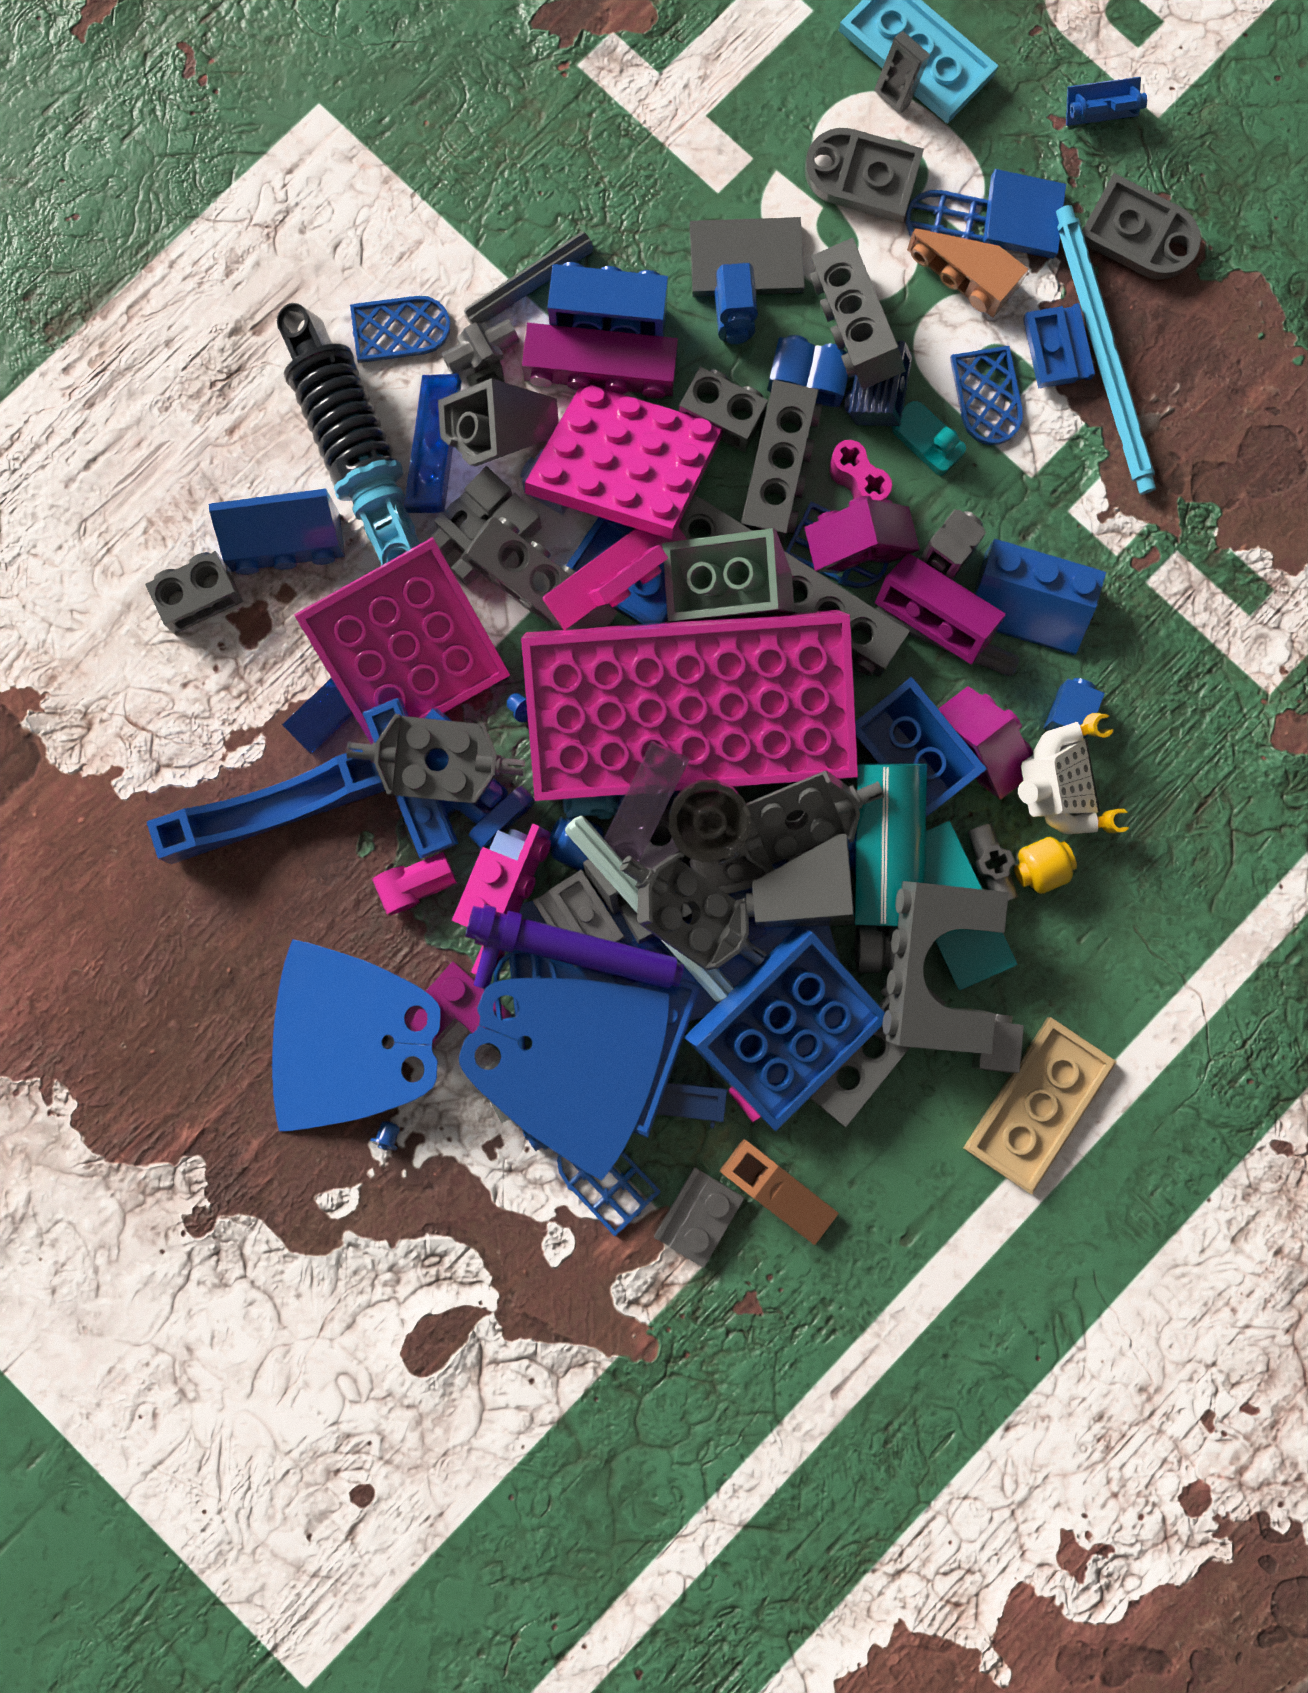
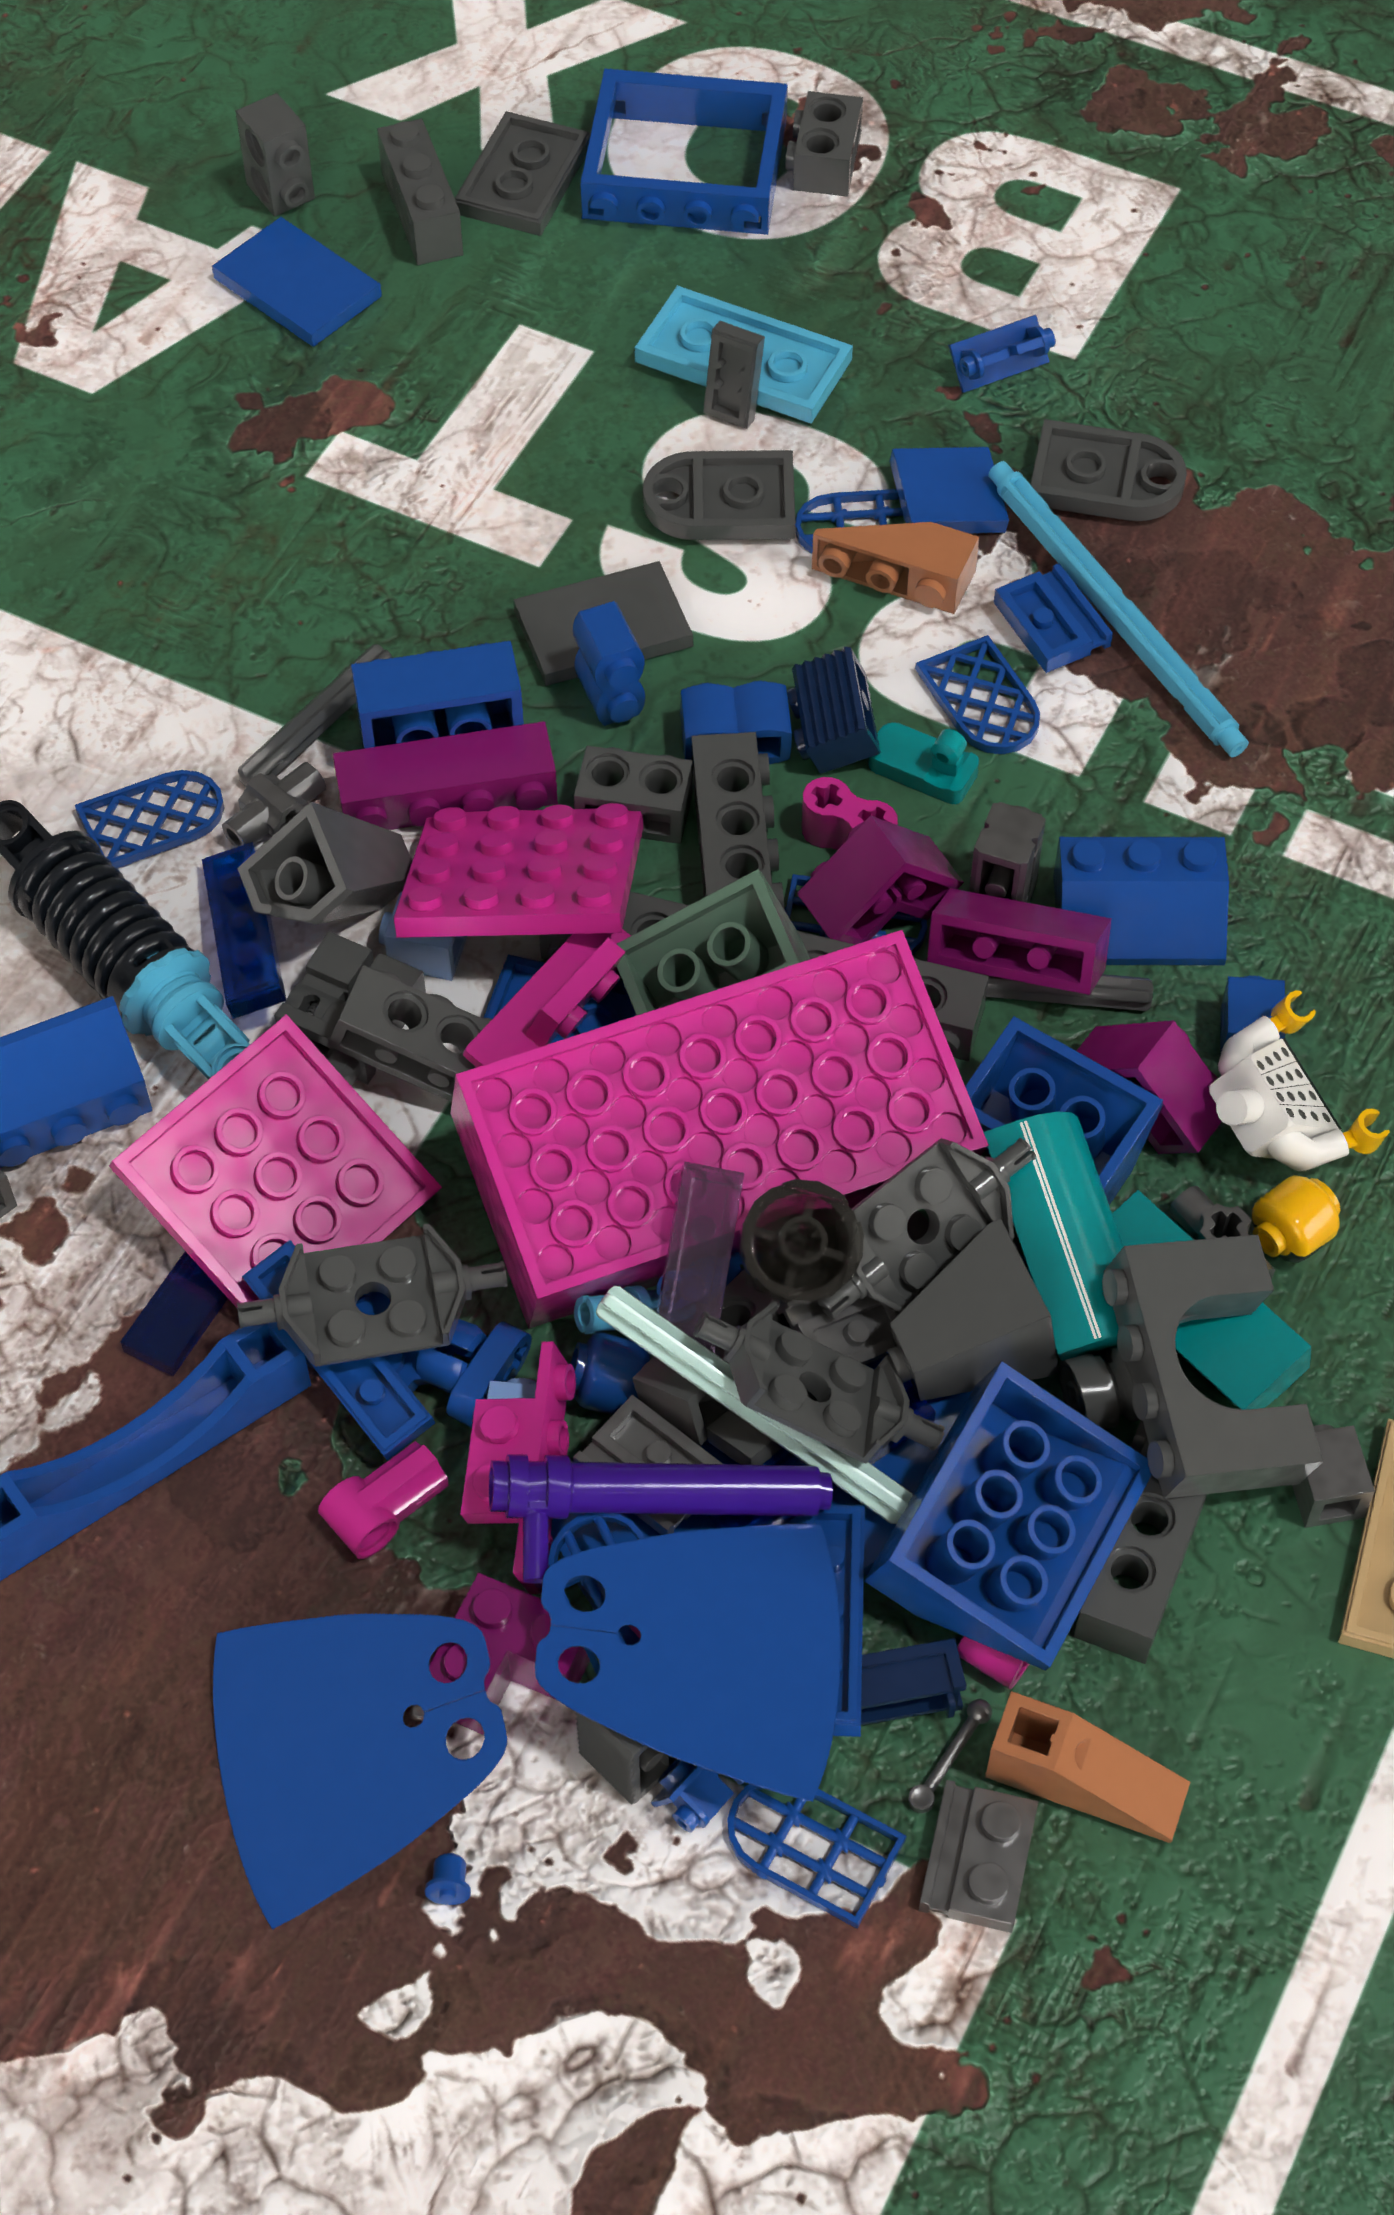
camera: 15 degrees left, 25 degrees down
(518, 705) = (470, 1228): blue piece -> none
(678, 1169) = (922, 1796): none -> flat silver hinge
(858, 314) = (776, 634): dark grey brick -> none

